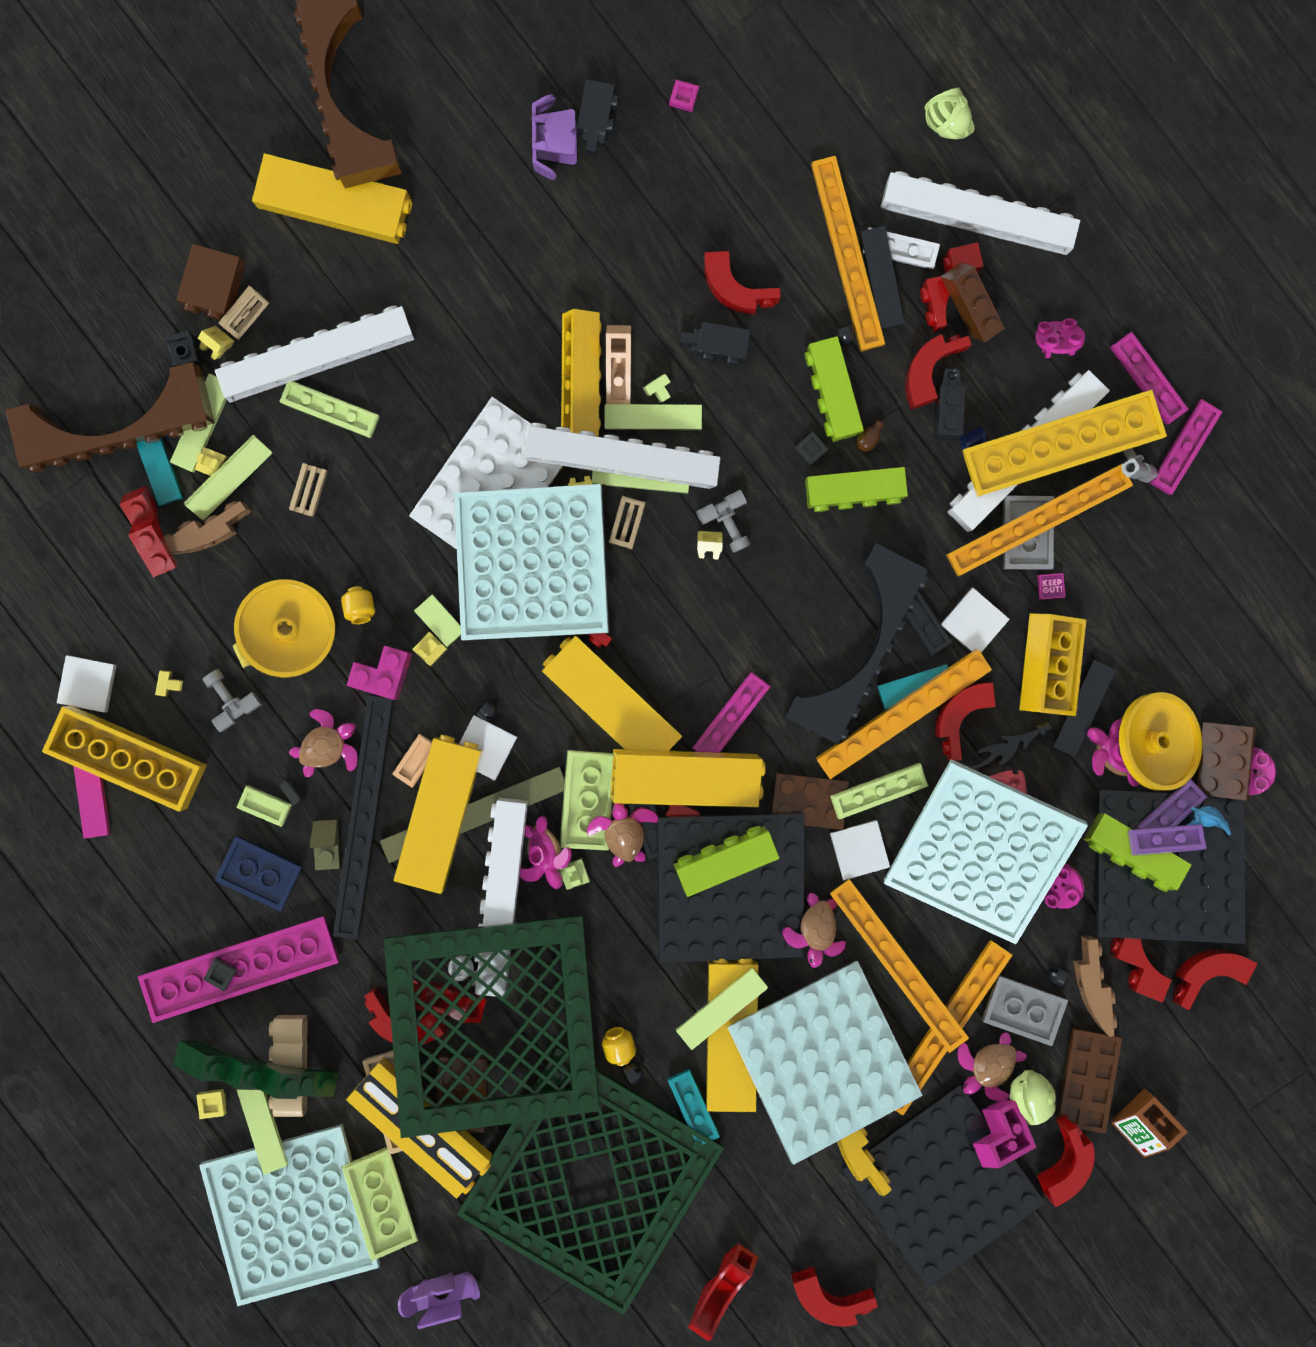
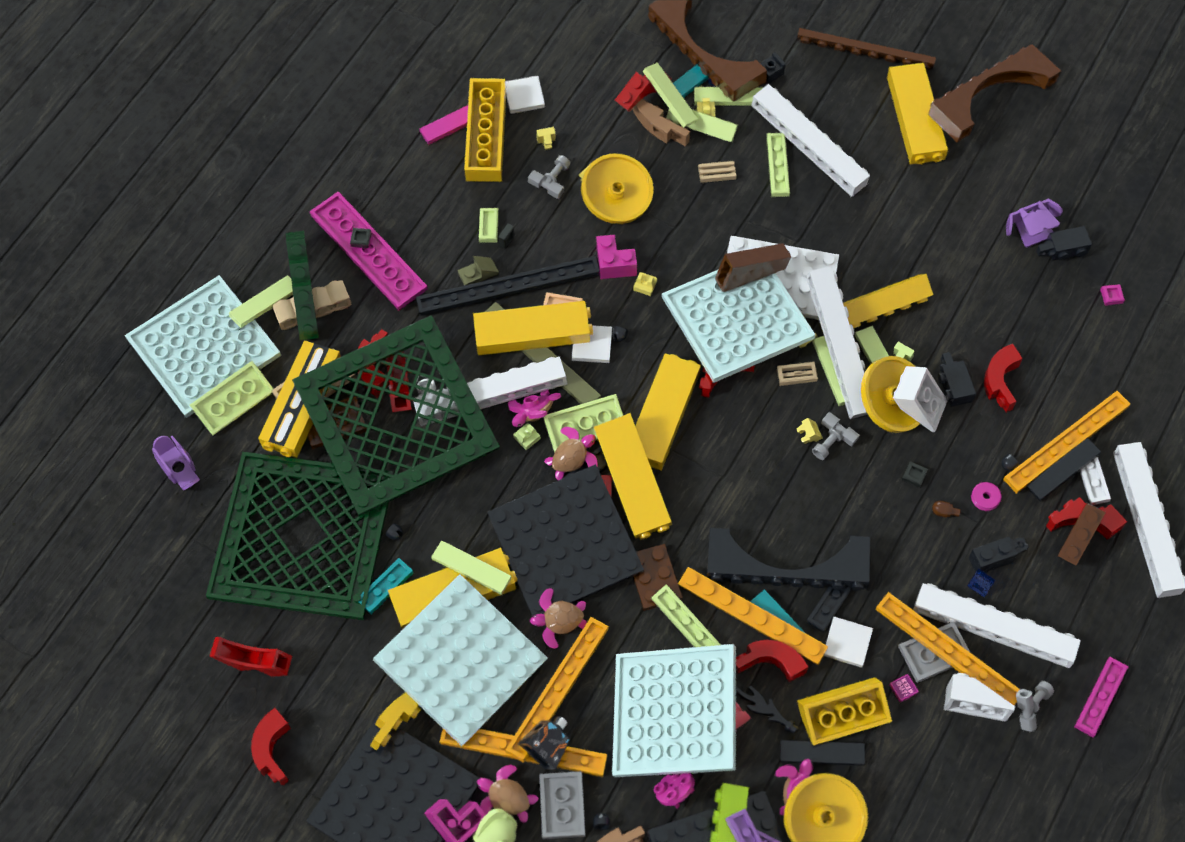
camera: 70 degrees right, 25 degrees down
(177, 504) = (670, 95): none -> yellowish green tile
(210, 282) = (823, 67): reddish brown brick -> none
(211, 1103) = (266, 266): light yellow tile -> none
(214, 206) = (859, 47): none -> reddish brown plate
(215, 340) = (787, 83): light yellow tile -> none
(241, 311) = (814, 91): tan tile -> none
(258, 873) = (440, 237): dark blue plate -> none
(326, 745) = (548, 243): animal -> none
(358, 605) = (654, 227): yellow head -> none
(439, 620) = (668, 280): yellowish green tile -> none
(476, 516) = (750, 265): none -> reddish brown slope
(618, 364) = (905, 322): light nougat slope -> none
(618, 1046) = (411, 513): yellow head -> none
(712, 425) = (878, 392): none -> yellow dish
(726, 861) = (585, 520): lime brick -> none
(729, 398) = (920, 397): none -> white slope
(732, 715) = (694, 498): dark pink tile -> none
(834, 389) = (965, 470): lime brick -> none
(856, 488) = (902, 513): lime brick -> none
(859, 849) = (633, 628): white tile -> none
(861, 384) = (989, 489): none -> dark pink piece
(918, 380) = (1019, 524): red arch -> none
(961, 1006) = (546, 742): none -> black torso
(1059, 337) = (1093, 611): dark pink plate -> none
(1064, 443) = (1016, 641): yellow plate -> none
(1099, 526) = (973, 698): none -> white slope
(1186, 446) = (1065, 747): dark pink tile -> none

